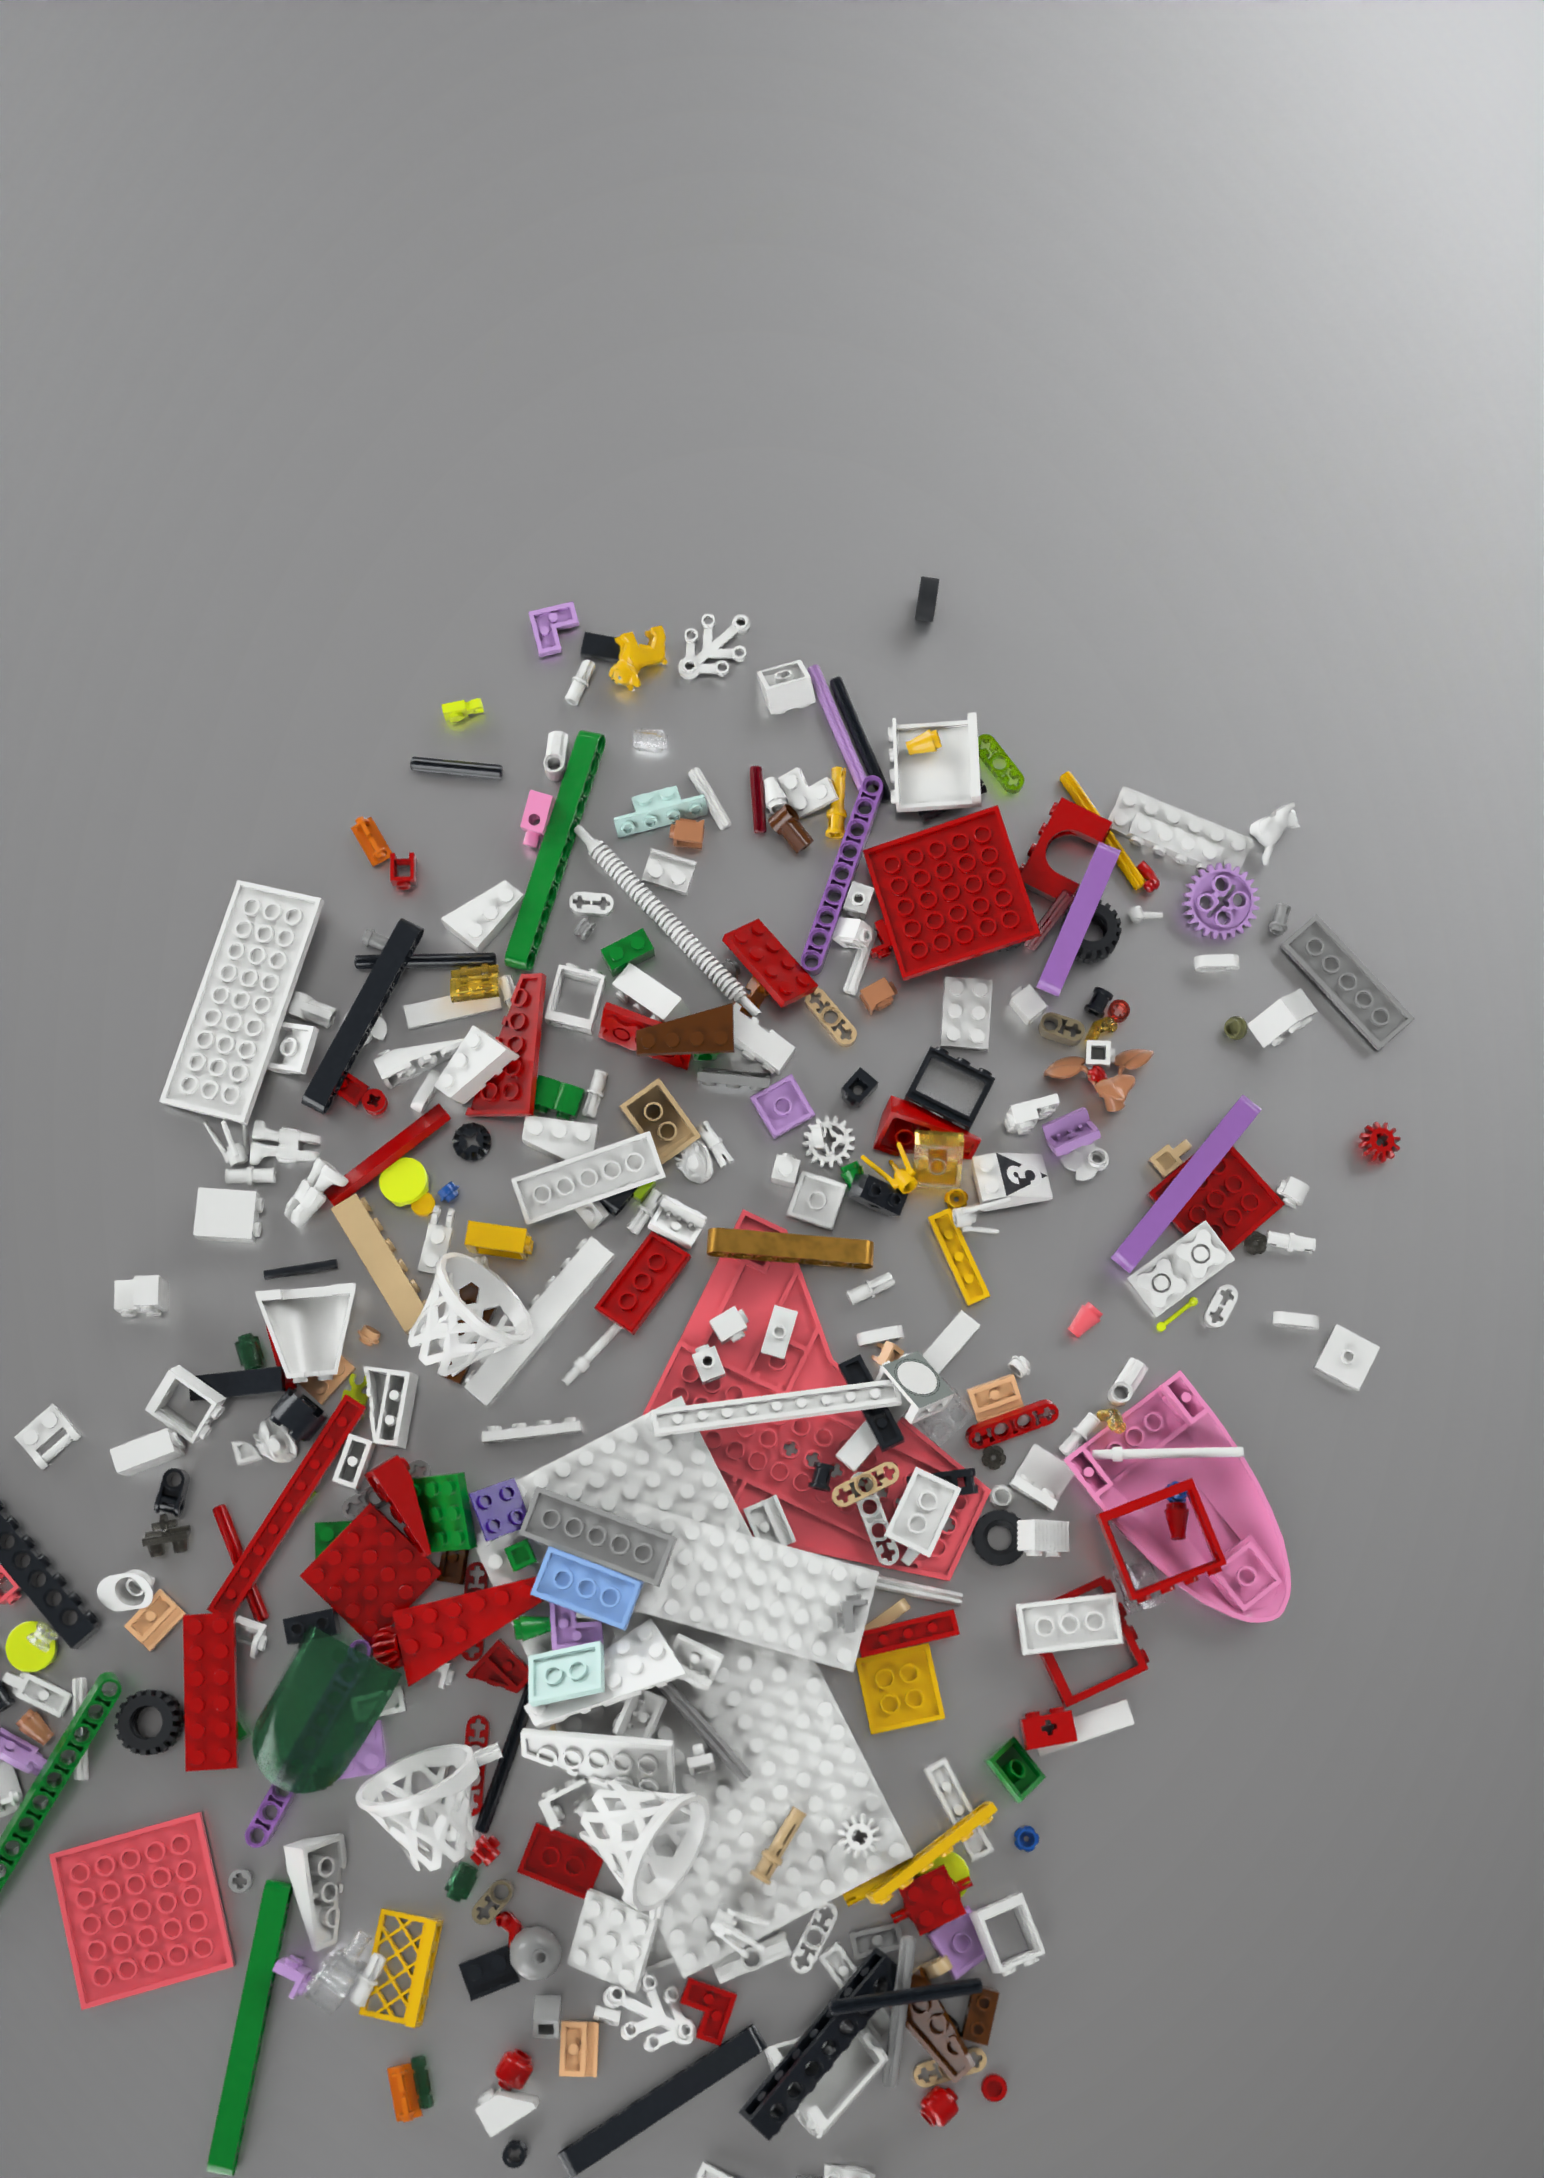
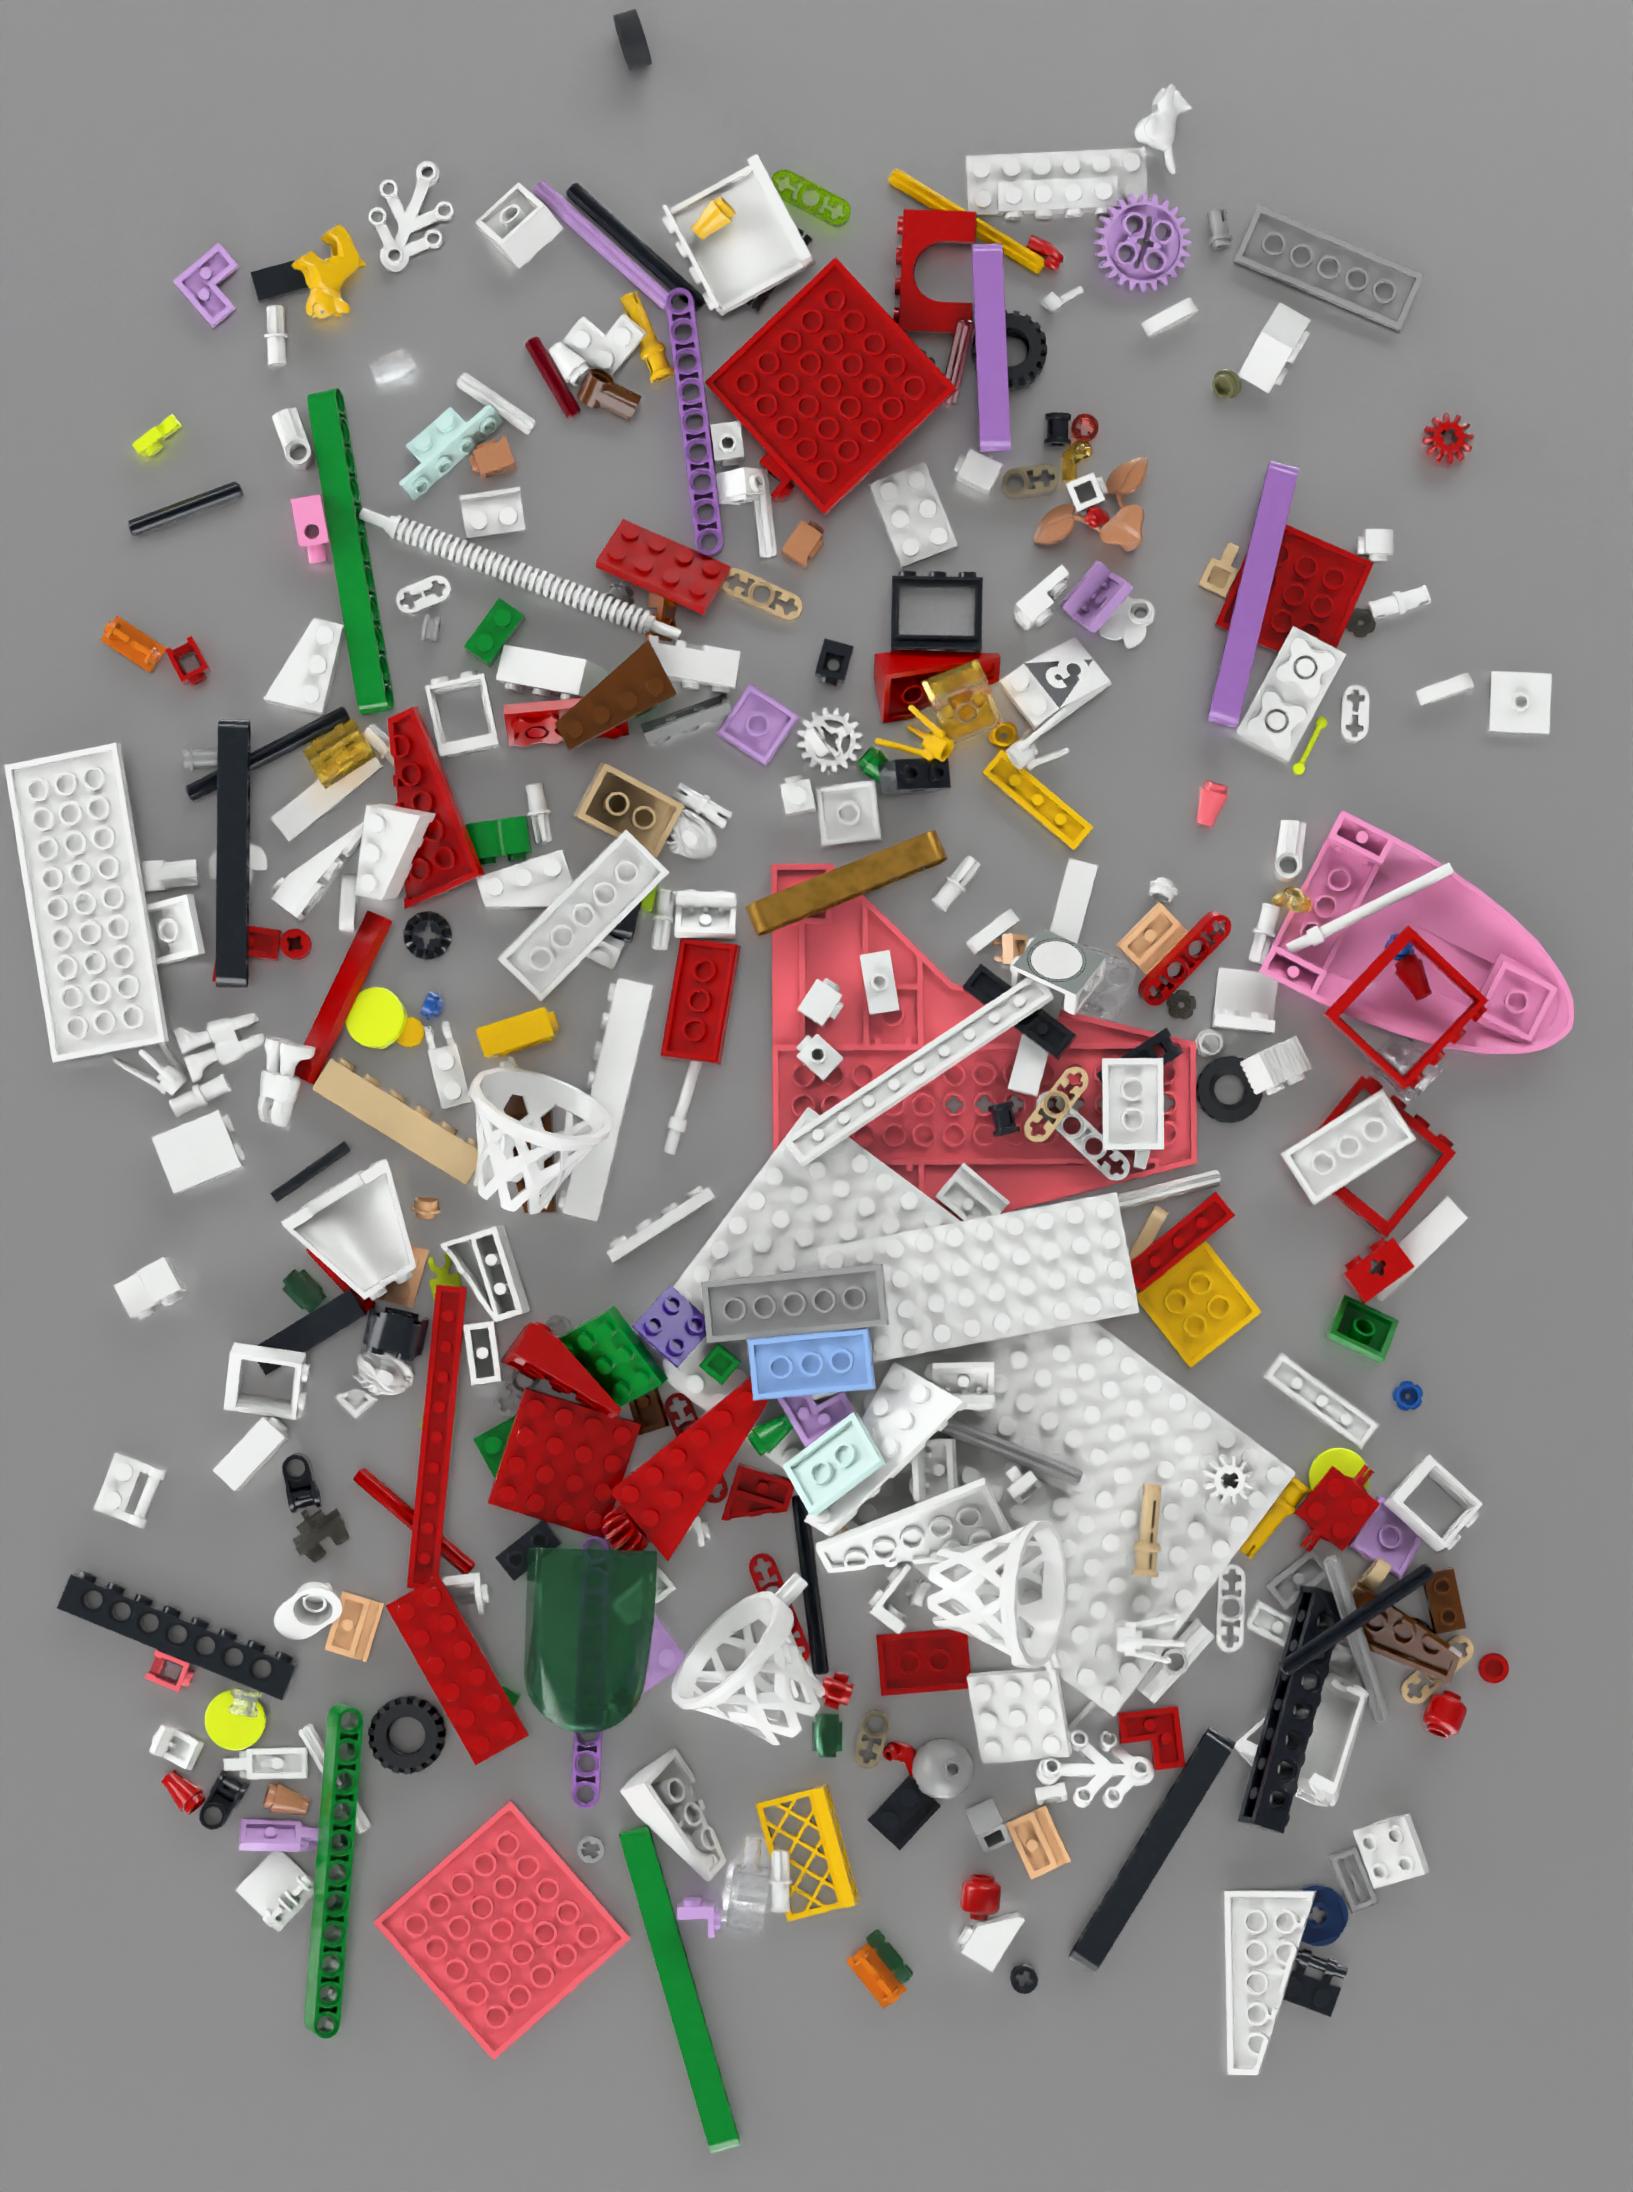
camera: 20 degrees left, 10 degrees up
(846, 1617) = (1105, 1258): light grey bracket -> none
(924, 1859) = (1309, 1470): yellow plate -> none

